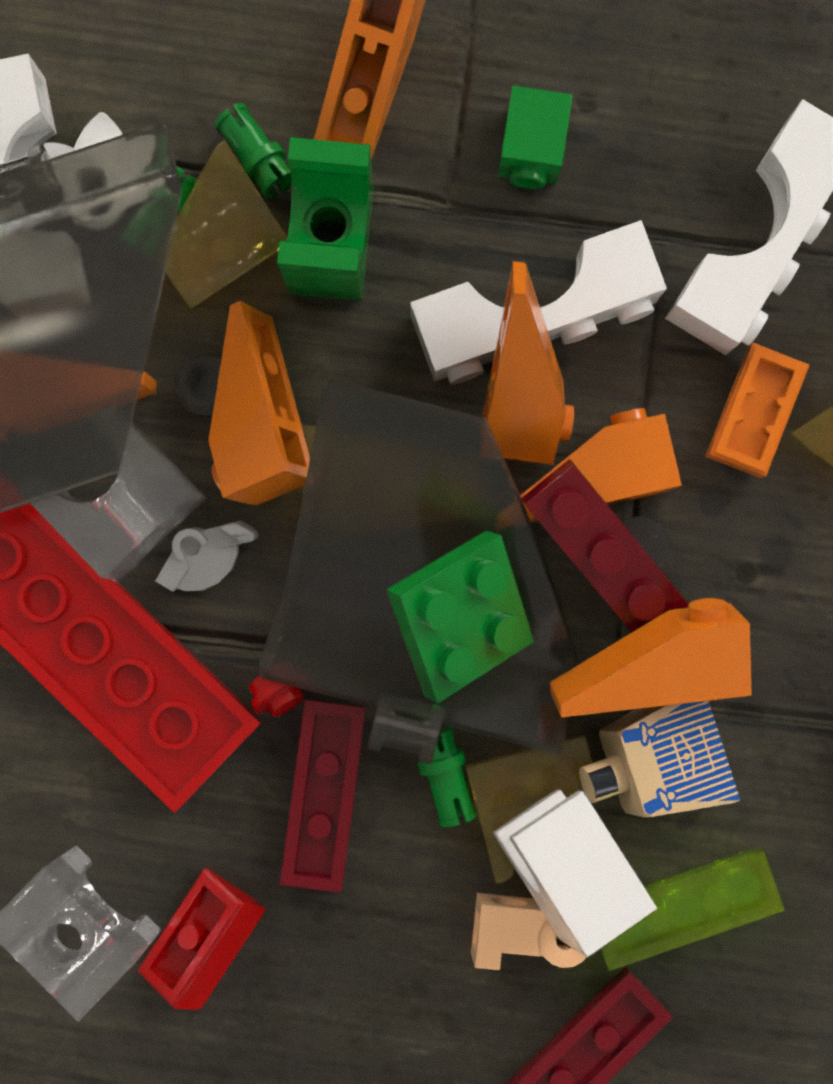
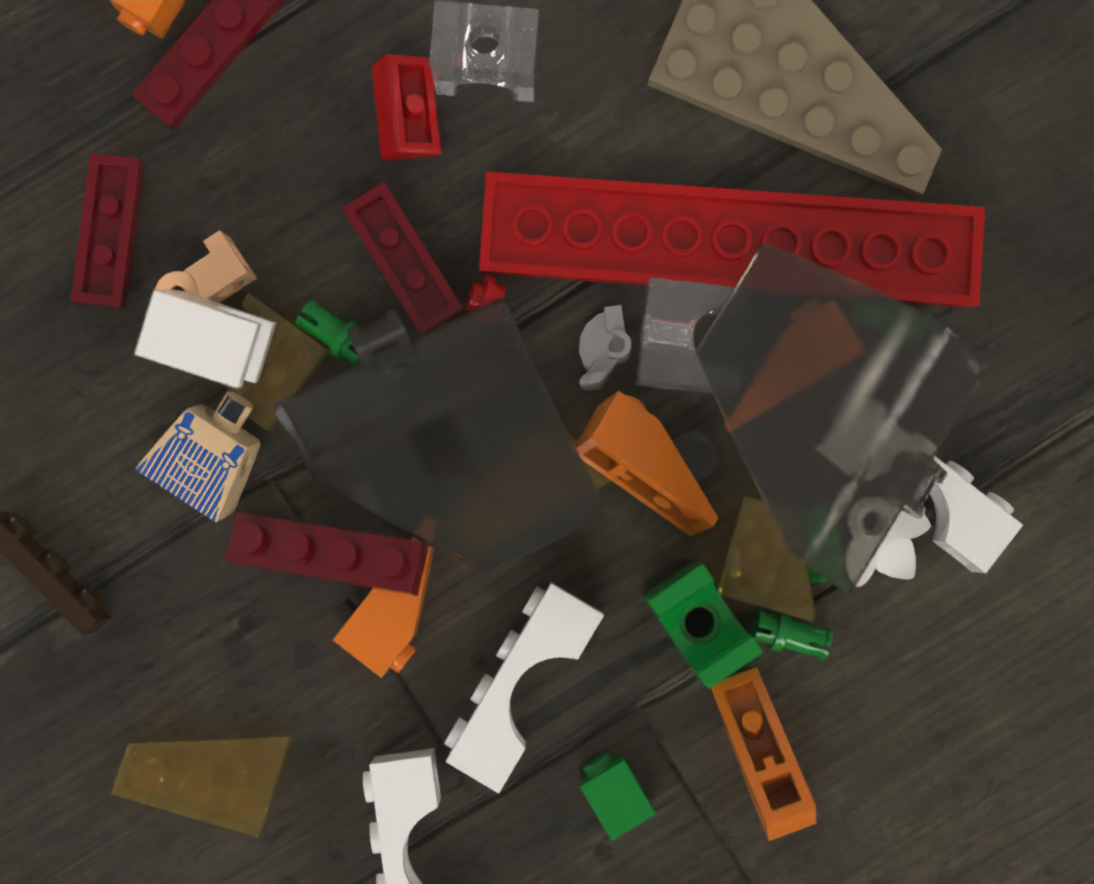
camera: 140 degrees right, 0 degrees up
(461, 615) = (405, 439): green plate -> none
(525, 381) = (484, 621): orange slope -> none
(668, 661) = (252, 515): orange slope -> none
(698, 907) = (108, 383): clear neon green plate -> none
(757, 410) = (324, 734): orange plate -> none

